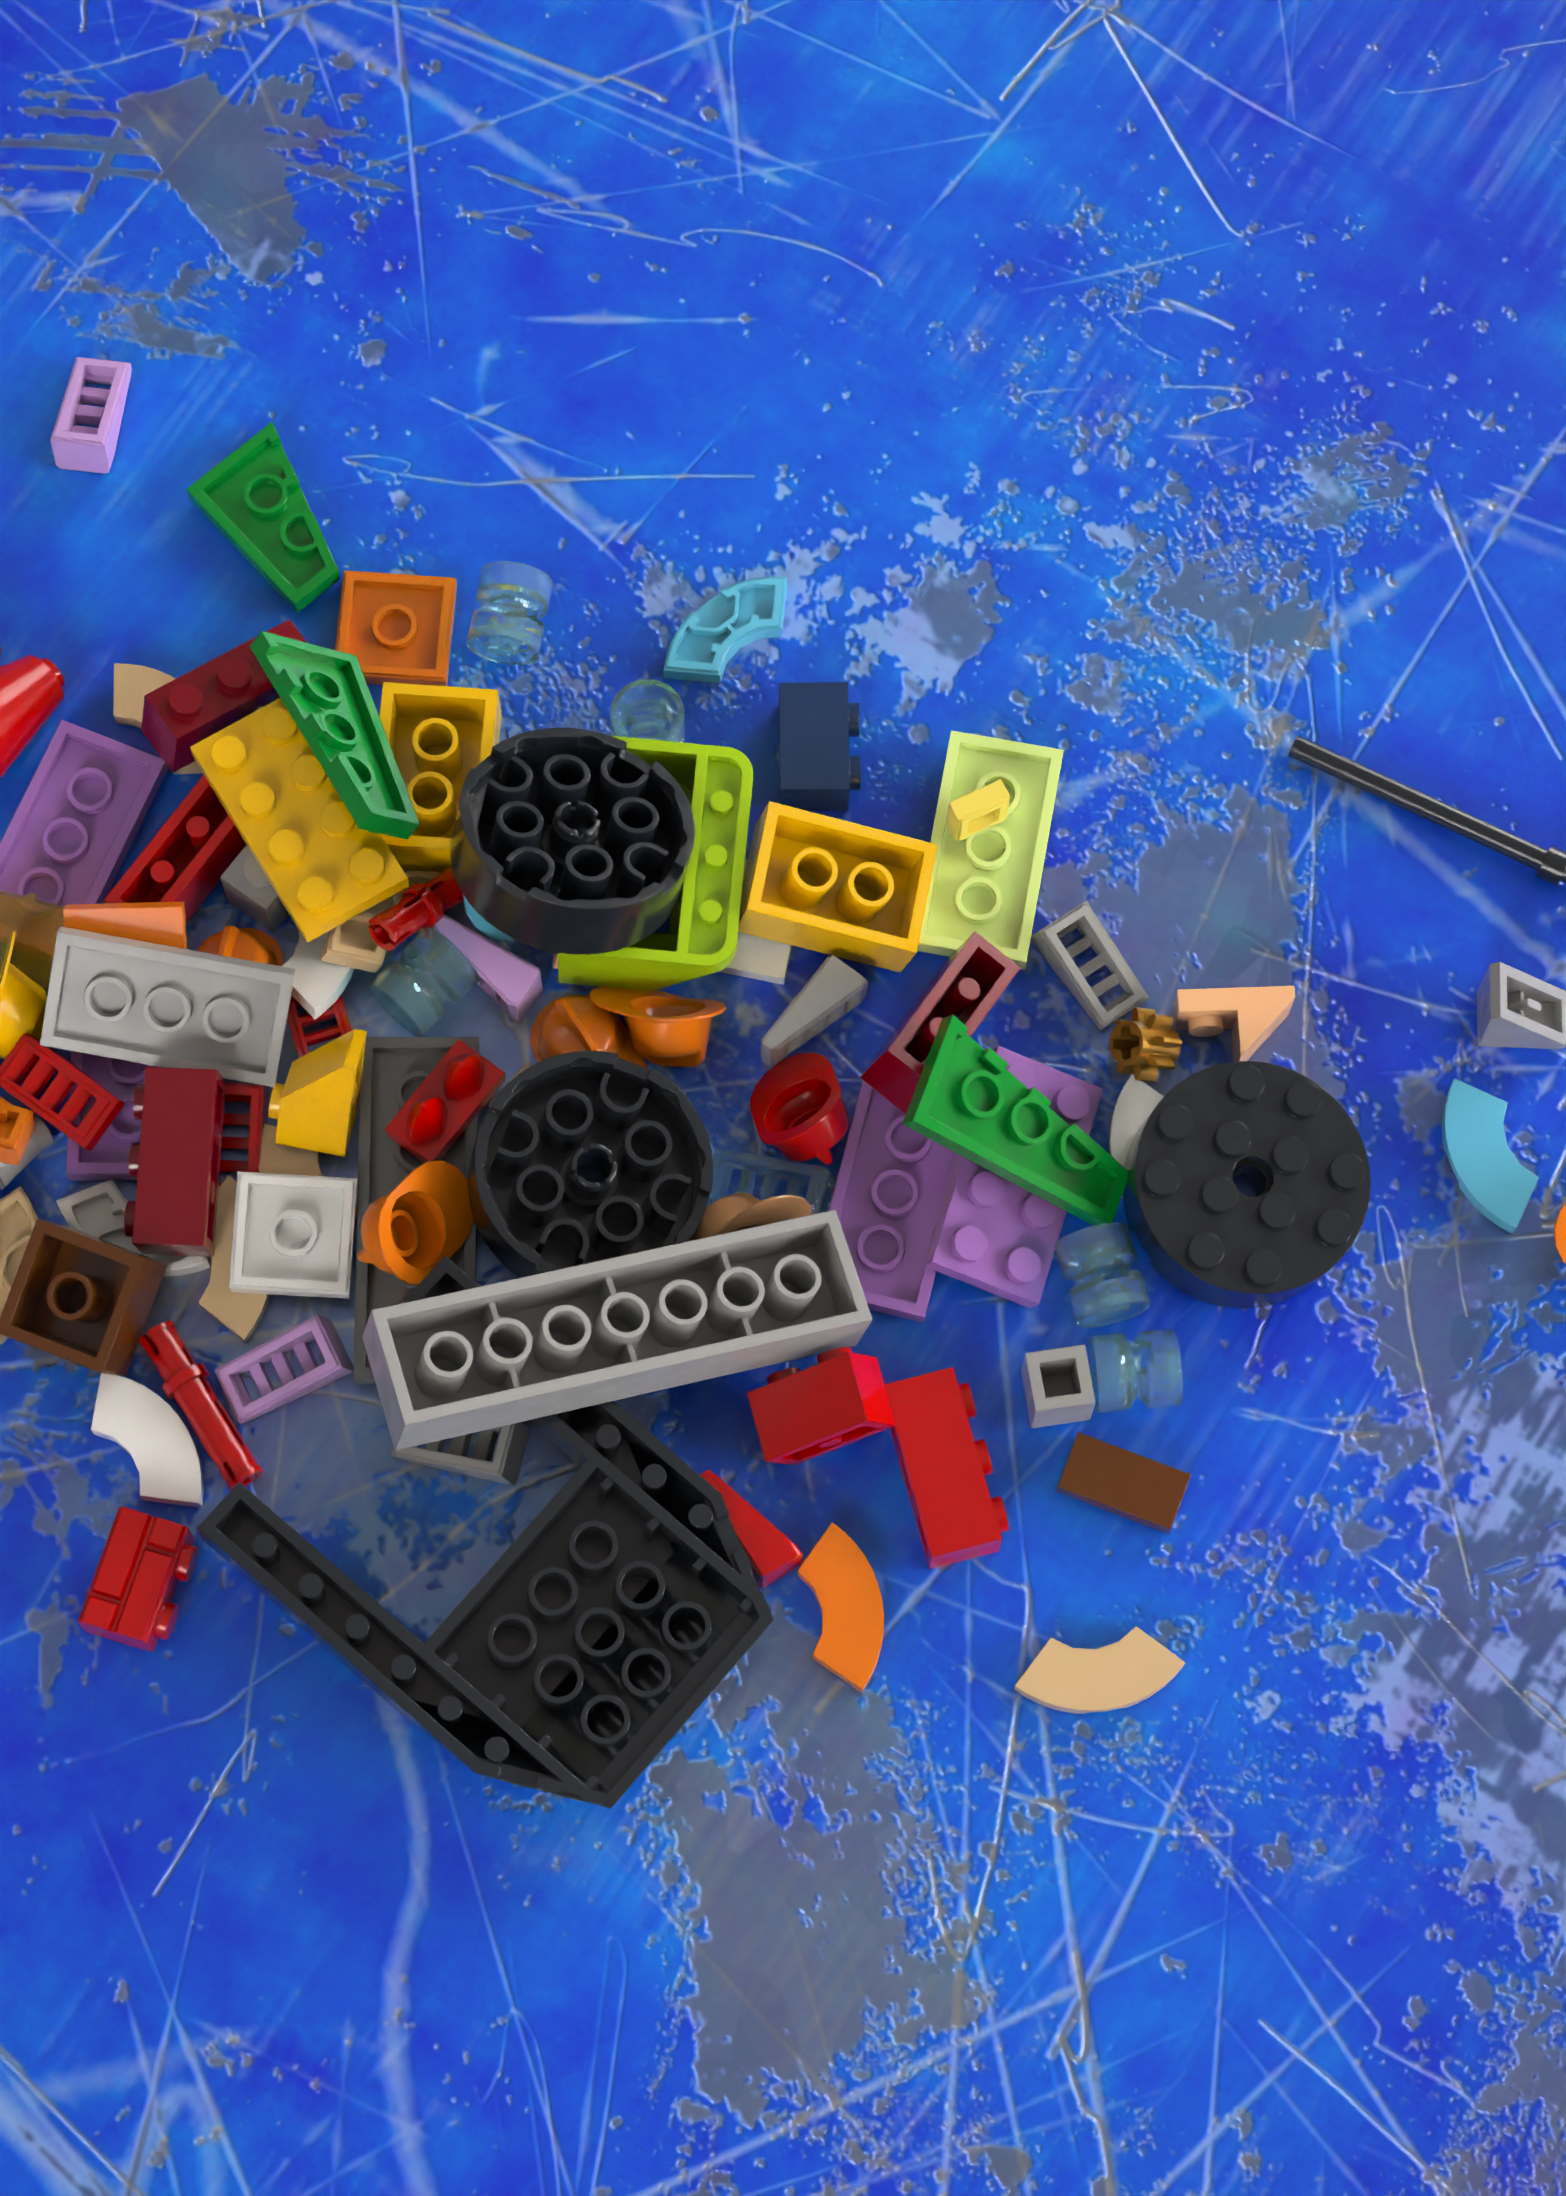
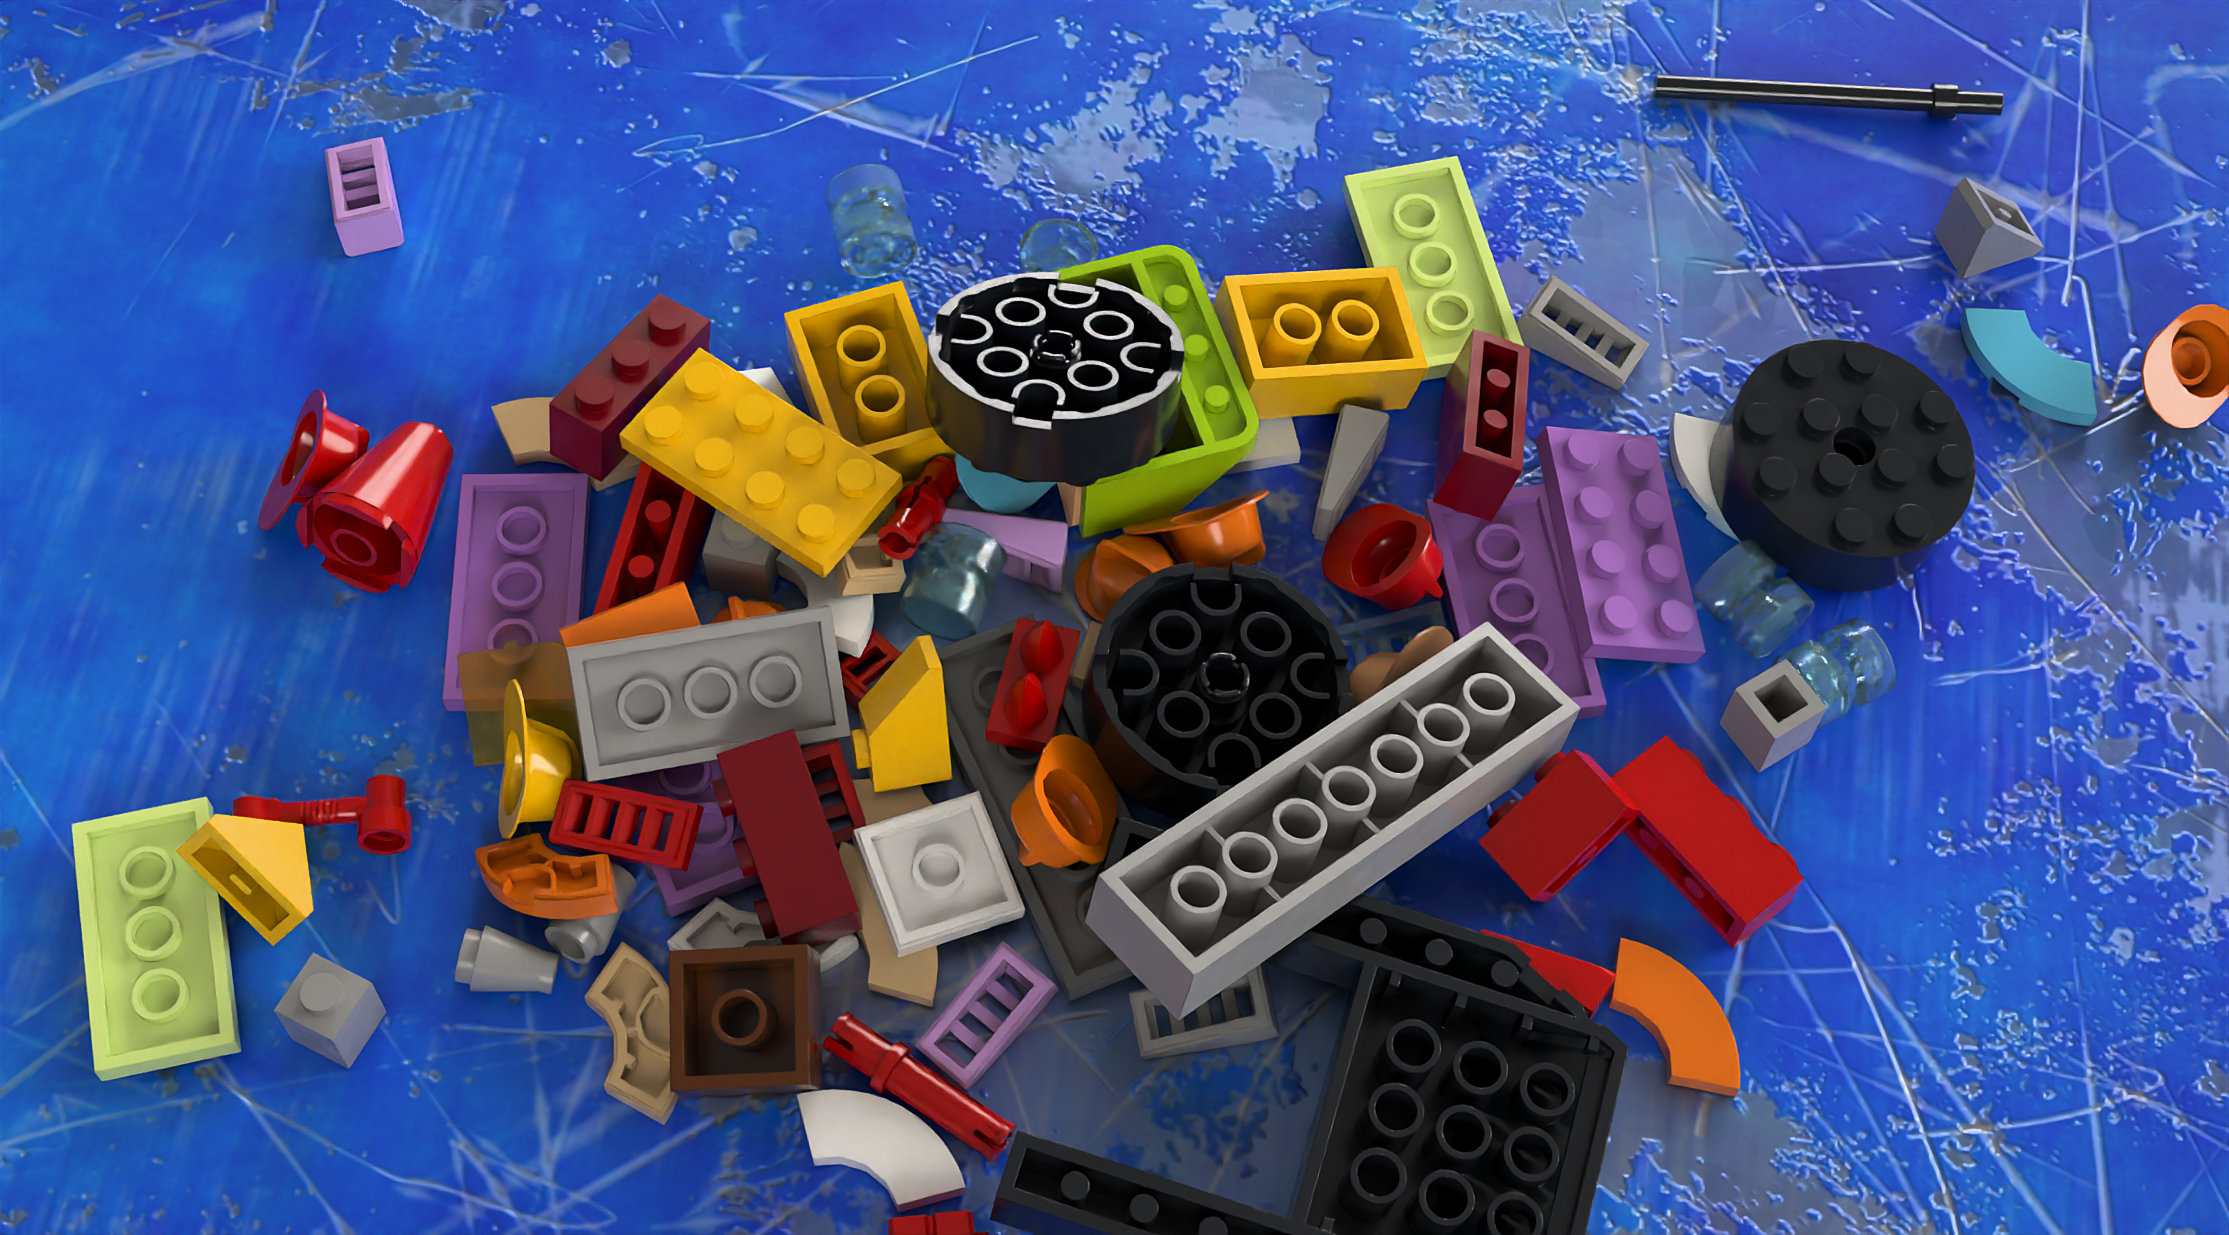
camera: 25 degrees left, 10 degrees down
(266, 517) = (586, 225): green wing -> none
(342, 727) = (771, 361): green wing -> none
(398, 626) = (755, 278): orange tile -> none
(723, 626) = (1081, 164): medium azure tile -> none
(815, 745) = (1221, 227): dark blue brick -> none
(978, 810) = (1414, 227): light yellow tile -> none
(997, 1122) = (1607, 487): green wing -> none
(1099, 1678) = (1954, 984): tan tile -> none
(1123, 1483) = (1874, 787): reddish brown tile -> none
(1144, 1044) = (1674, 390): pearl gold gear -> none
(1247, 1011) = (1743, 321): light nougat slope -> none

